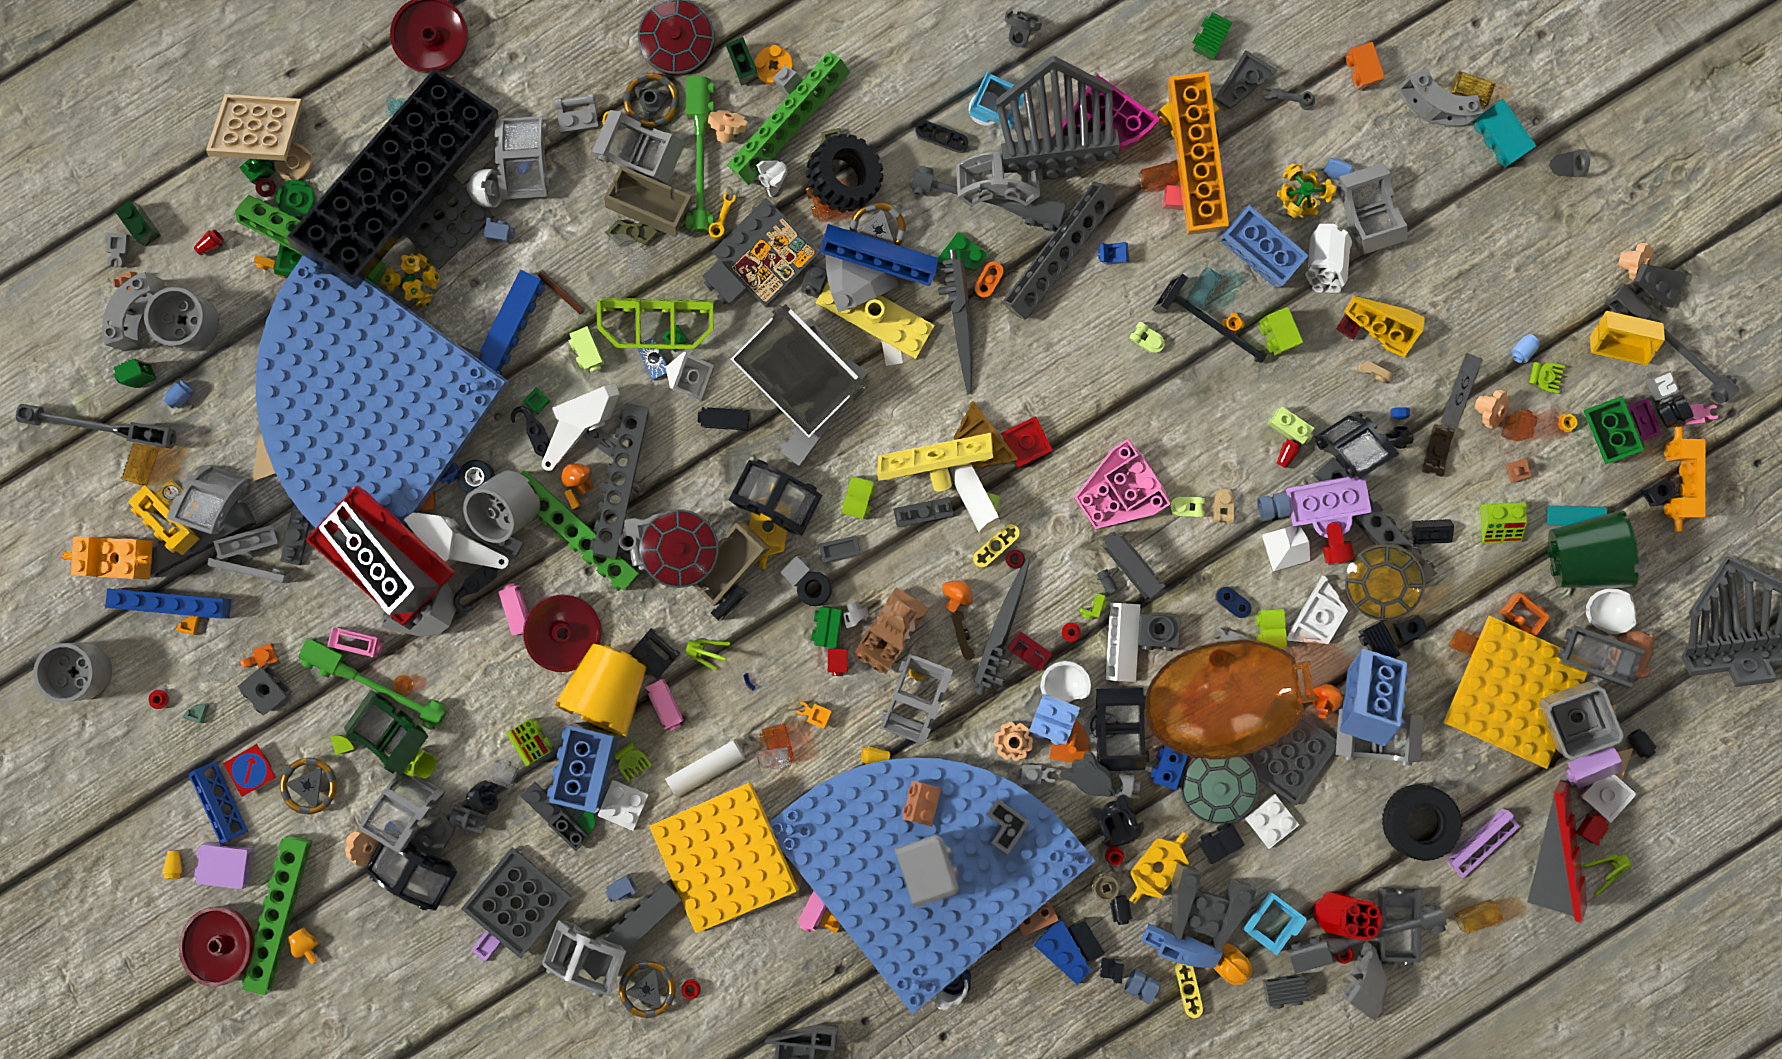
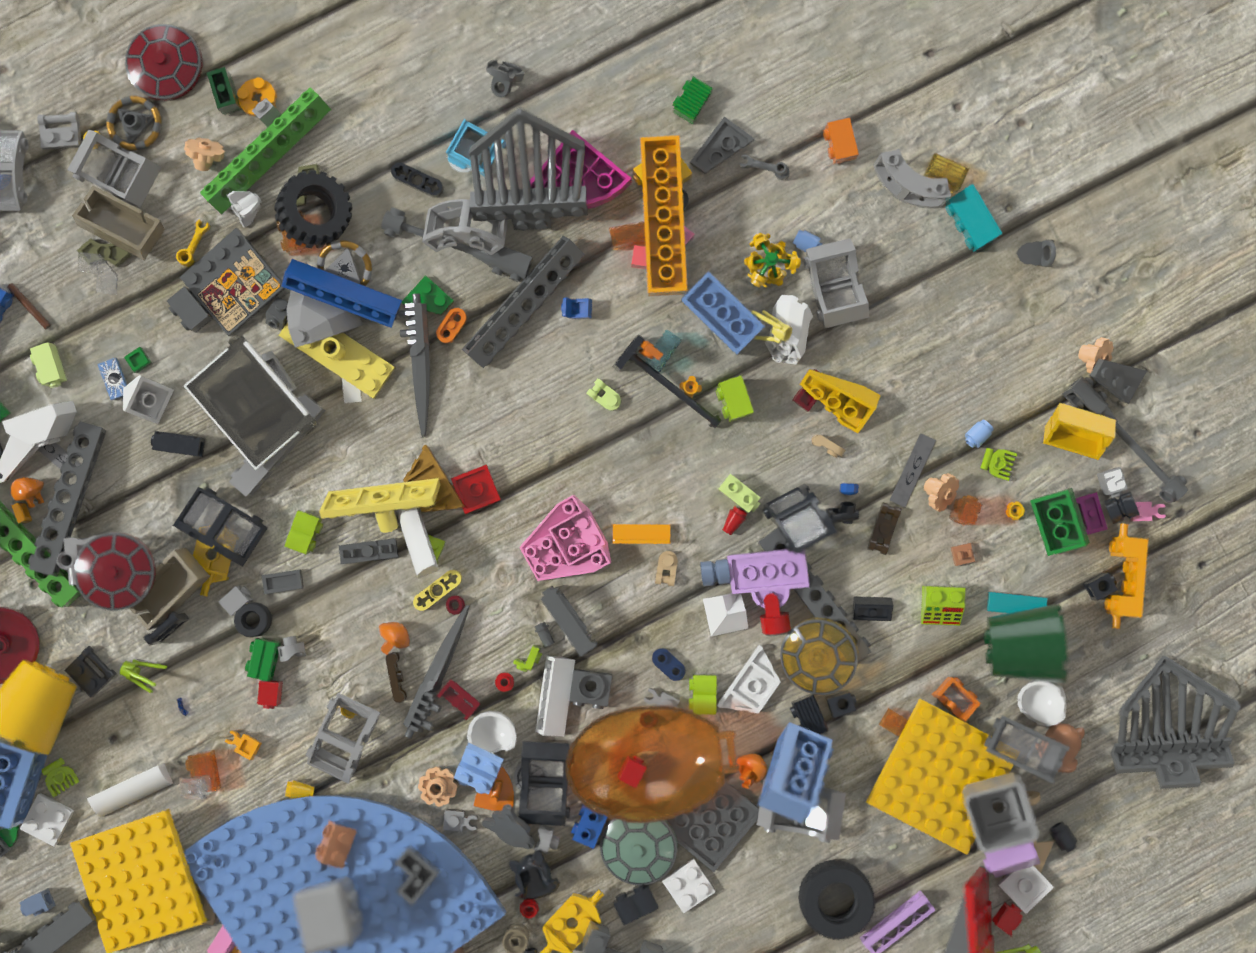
camera: 10 degrees right, 0 degrees up
(649, 305) = (113, 325): lime plate -> none
(665, 704) = (95, 723): bright pink window -> none
(698, 108) = (176, 133): bright green bar -> none
(890, 631) = (323, 667): medium nougat brick -> none
(1181, 506) = (623, 565): yellowish green plate -> none
(1194, 289) = (649, 350): none -> orange plate
(1195, 474) = (641, 534): none -> light orange panel
(1208, 709) = (632, 771): none -> red brick
(1323, 258) = (780, 330): none -> light yellow plant

